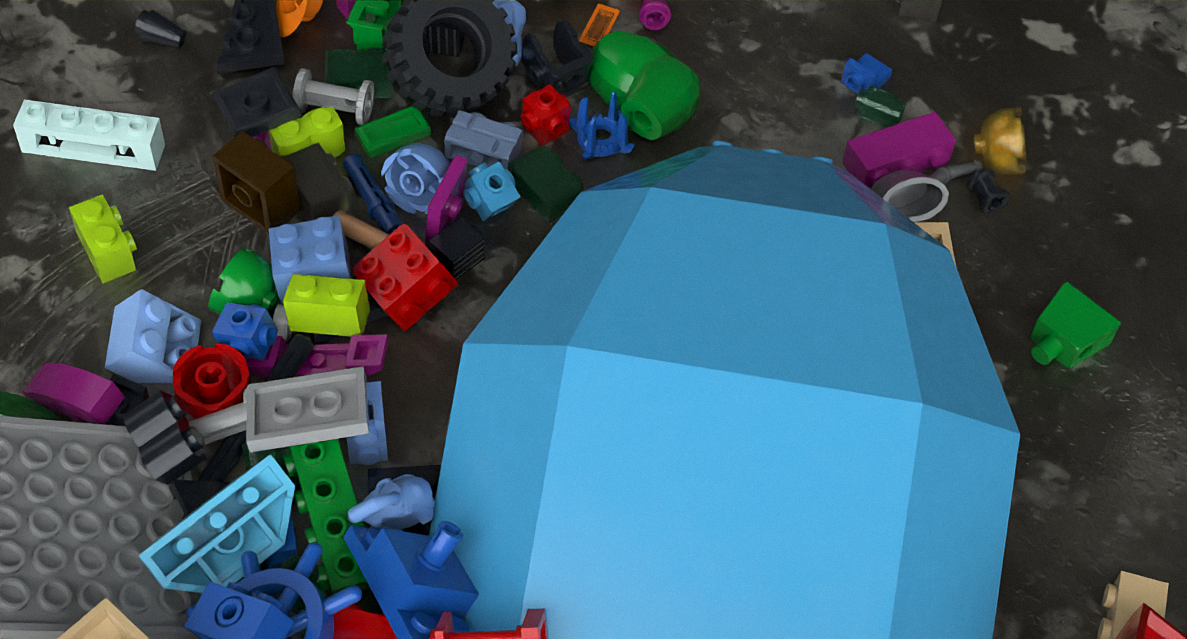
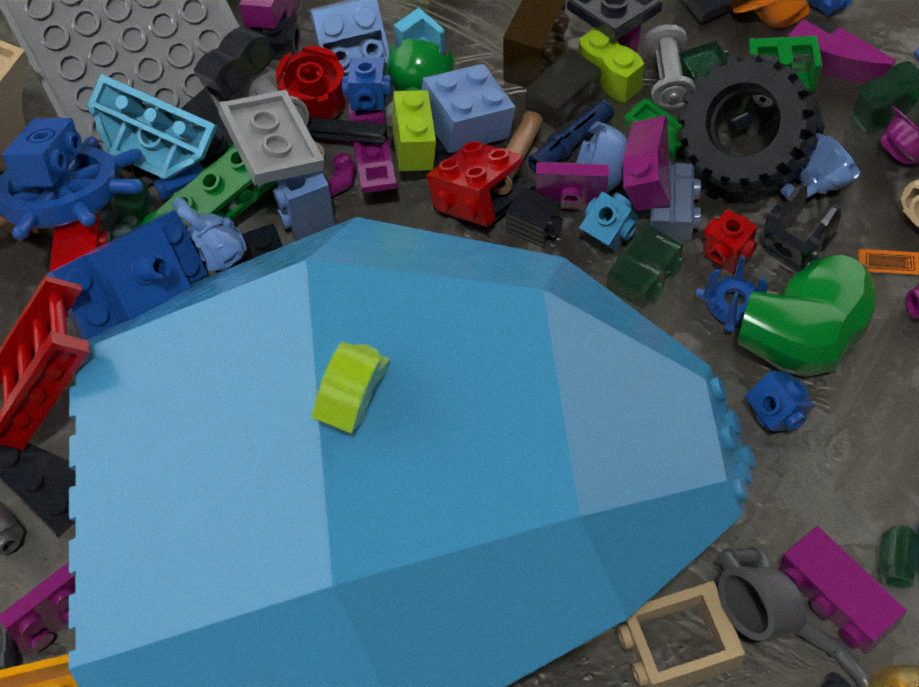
camera: 80 degrees right, 5 degrees up
(190, 281) = (421, 27): none -> medium azure panel
(449, 132) = (647, 164): none -> magenta slope
(722, 126) = (780, 401): none -> blue brick
(741, 326) = (348, 385): none -> lime brick

